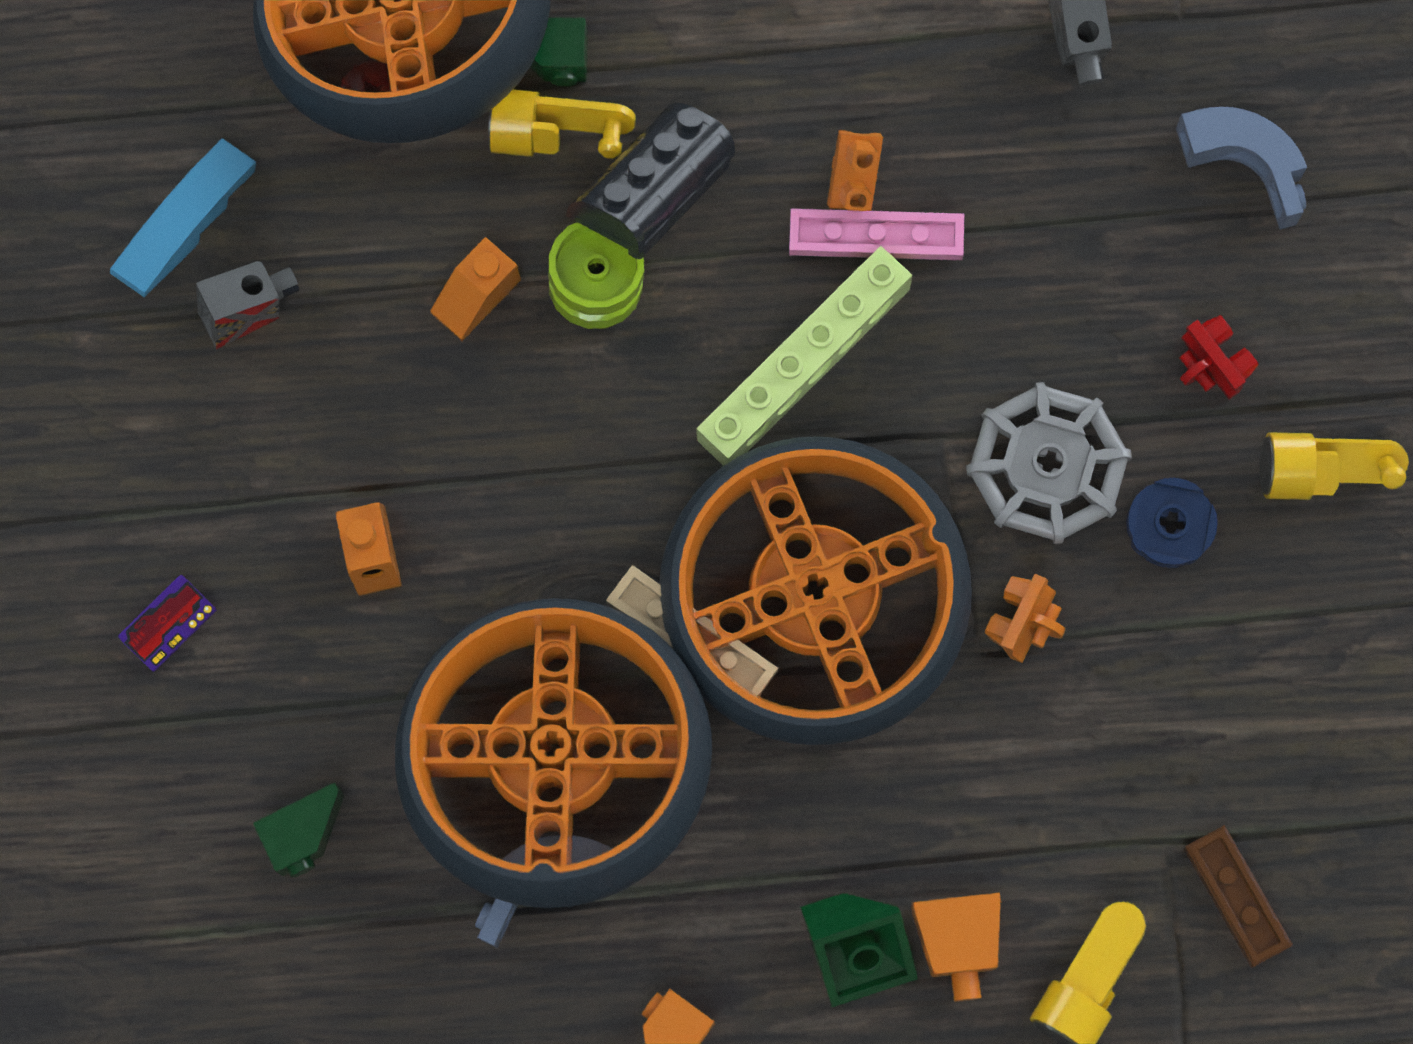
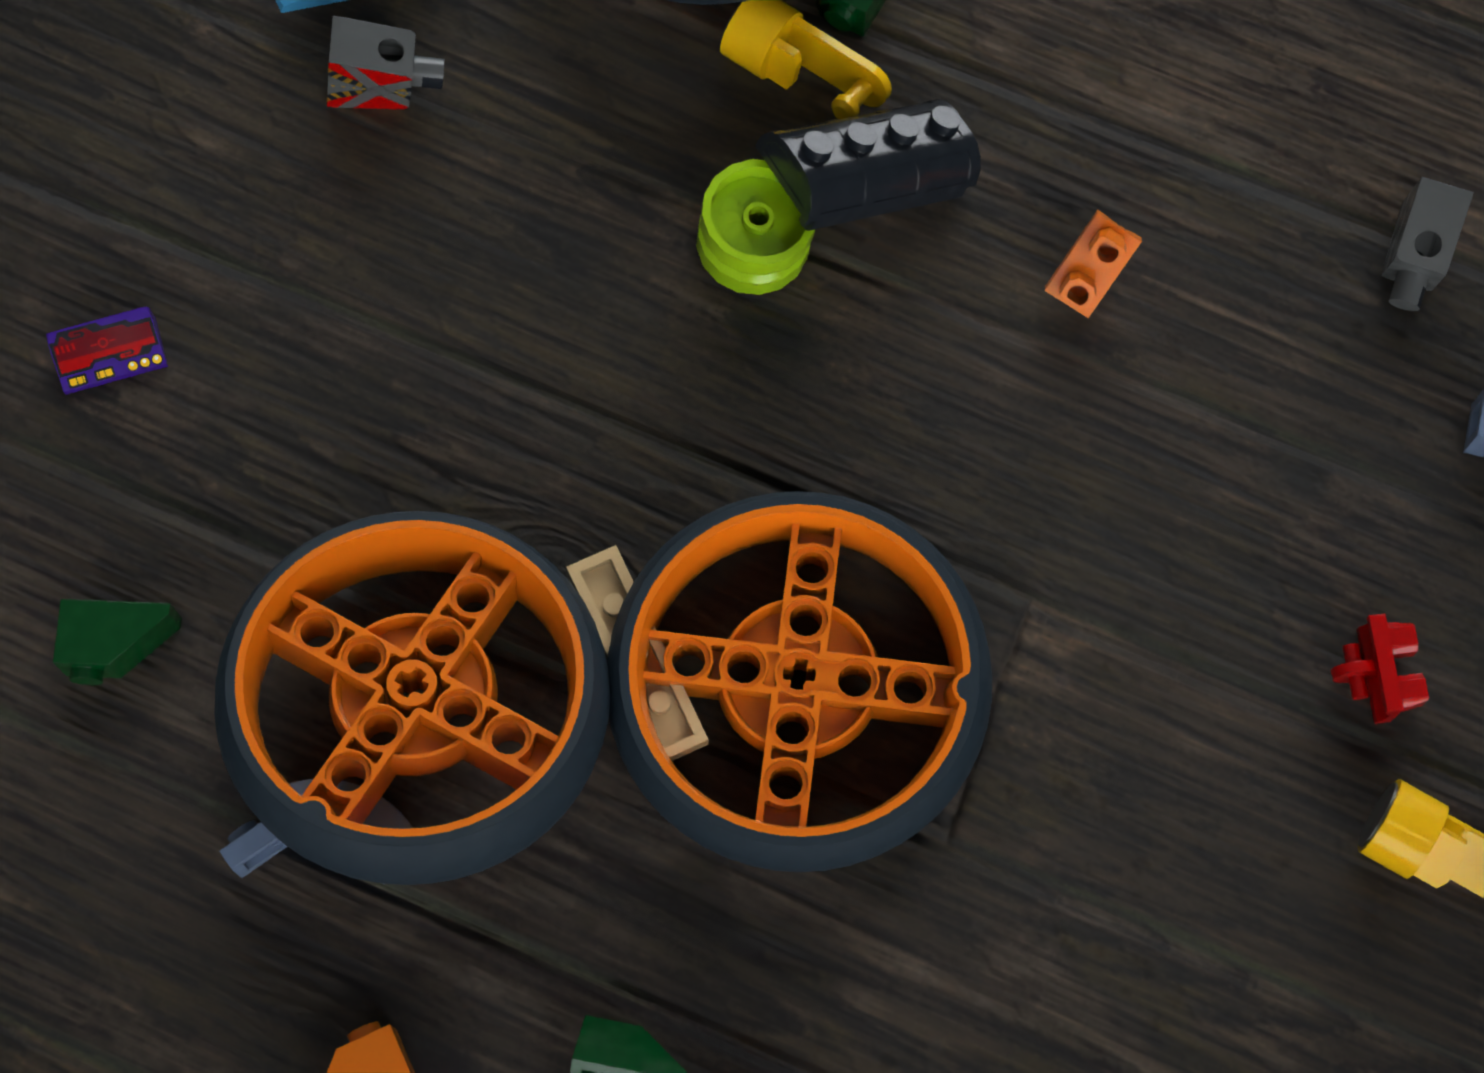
camera: 25 degrees right, 5 degrees down
(368, 547) = (358, 373): orange torso -> none
(475, 288) = (624, 179): orange slope -> none
(804, 357) = (931, 428): yellowish green brick -> none
(863, 232) = (1080, 344): bright pink plate -> none
(1032, 621) = (1018, 843): orange hips -> none
(1062, 484) = (1134, 714): light grey plate -> none
(1192, 509) = (1268, 820): dark blue plate -> none

